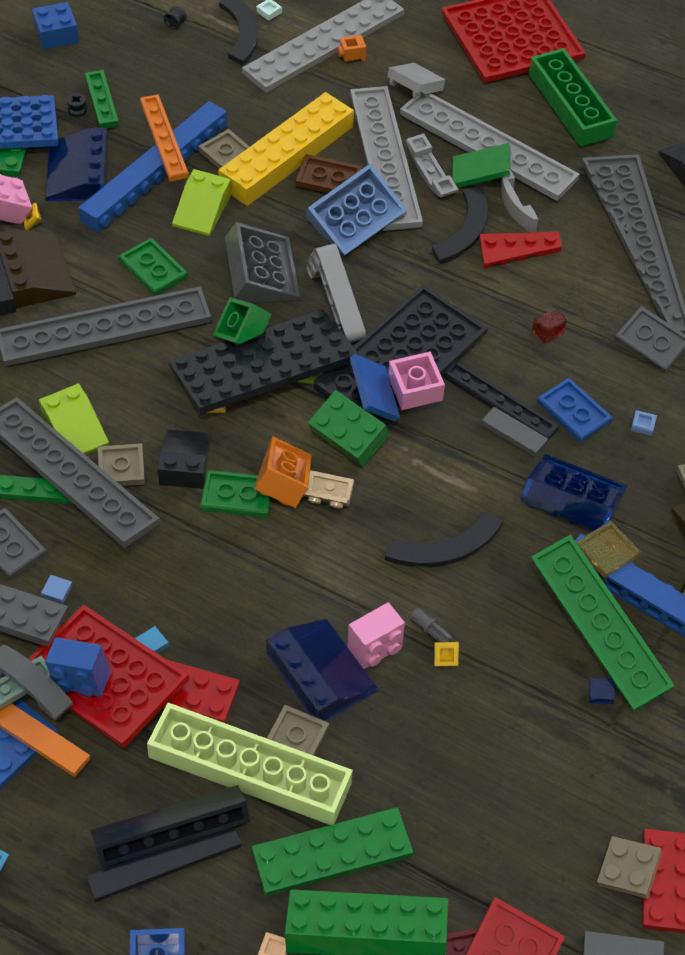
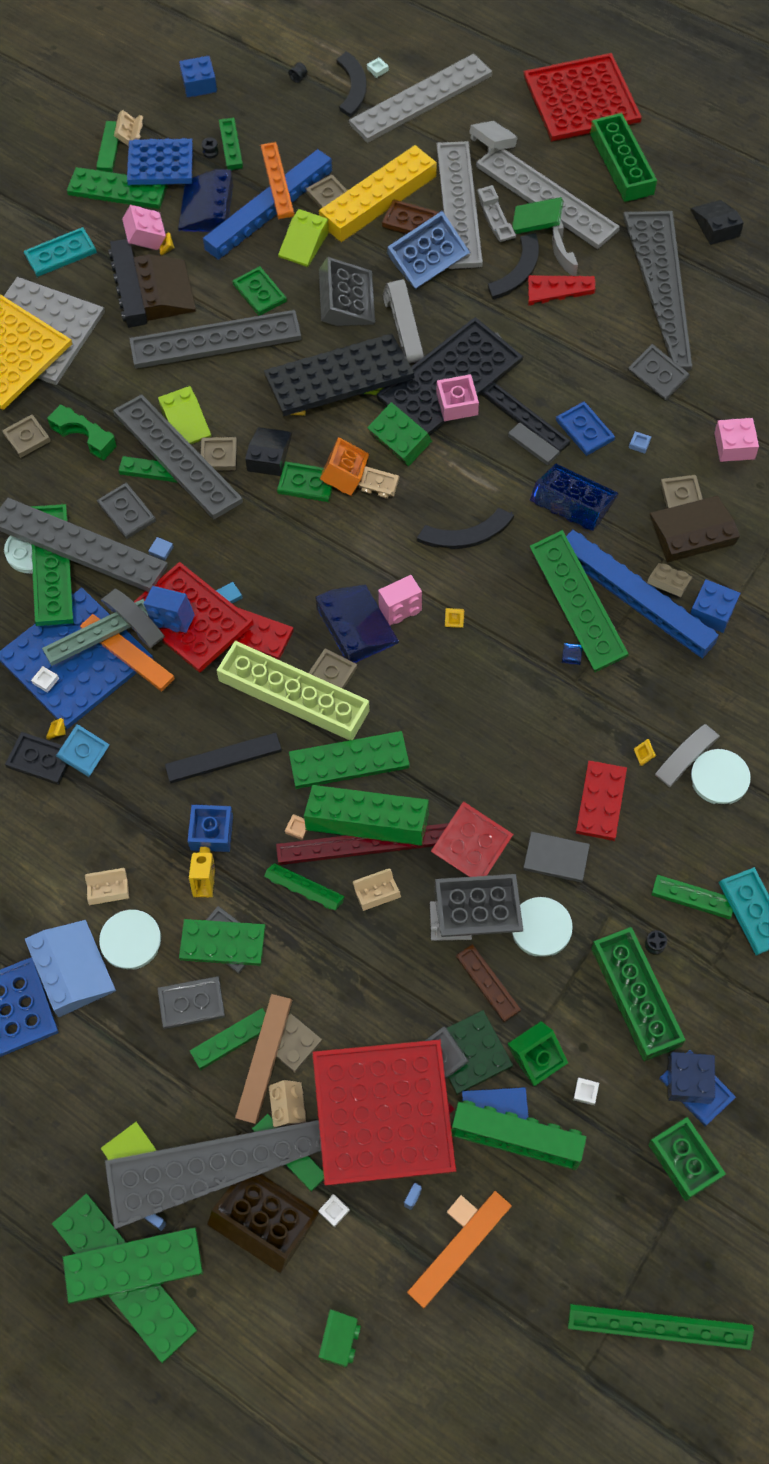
camera: 10 degrees right, 10 degrees up
(170, 826) = (229, 732): black brick -> none
(241, 321) = (323, 341): green slope -> none
(352, 48) = (443, 105): orange brick -> none
(374, 388) = (423, 402): blue tile -> none
(430, 626) = (444, 595): dark grey axle -> none
(549, 325) = (574, 357): clear red brick -> none
(608, 549) = (592, 543): clear yellow tile -> none
(629, 867) = (572, 787): dark tan plate -> none

